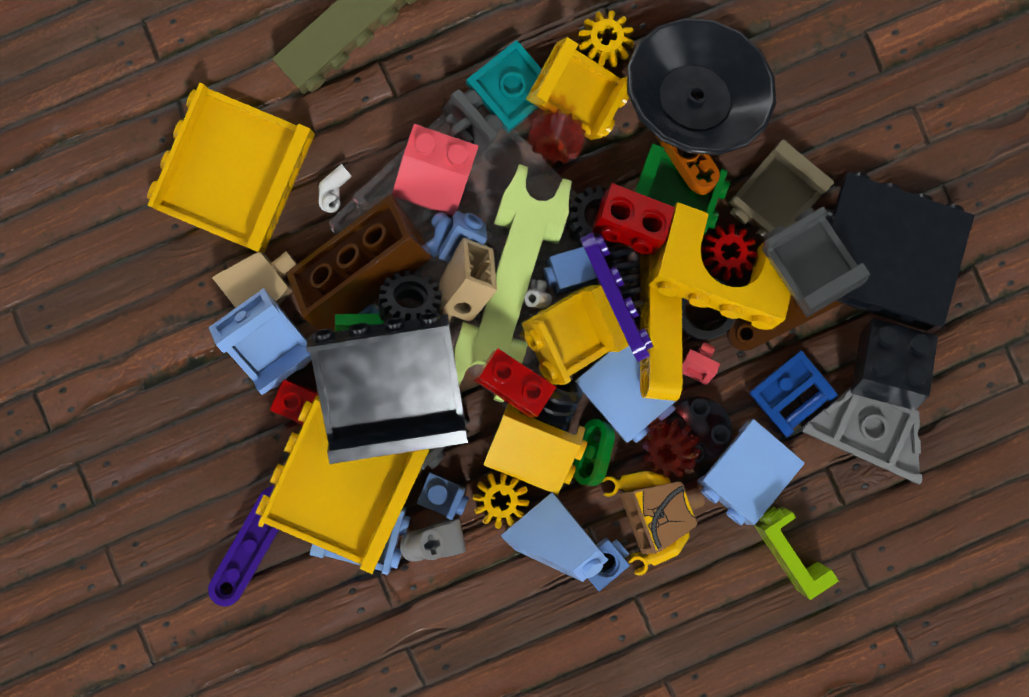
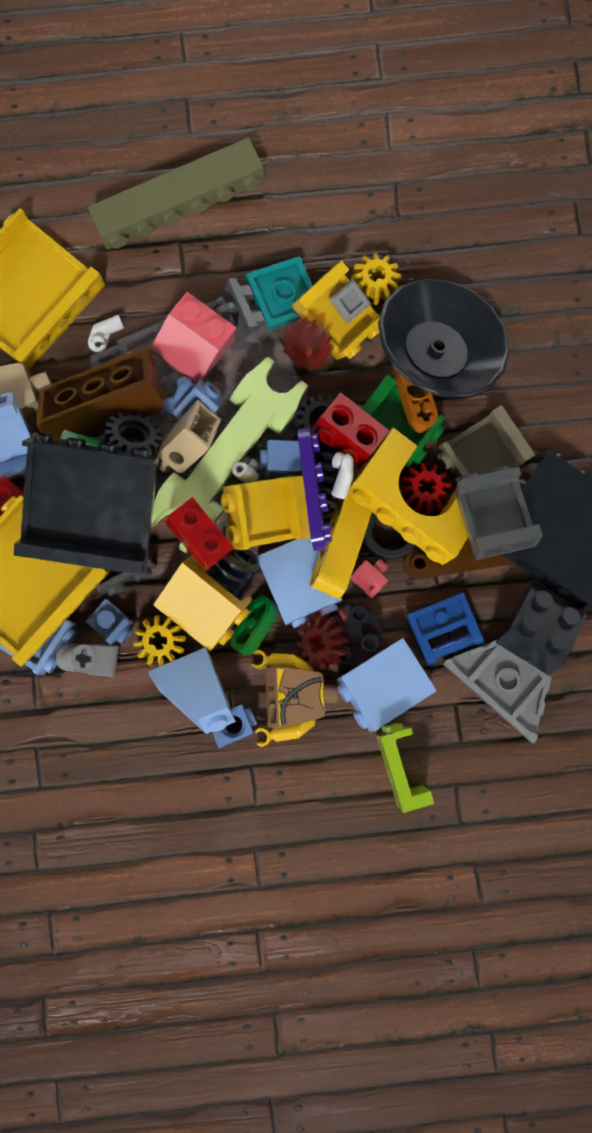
camera: 10 degrees right, 5 degrees down
(587, 75) = (349, 301): none -> light grey tile
(644, 270) = (345, 464): none -> white arm

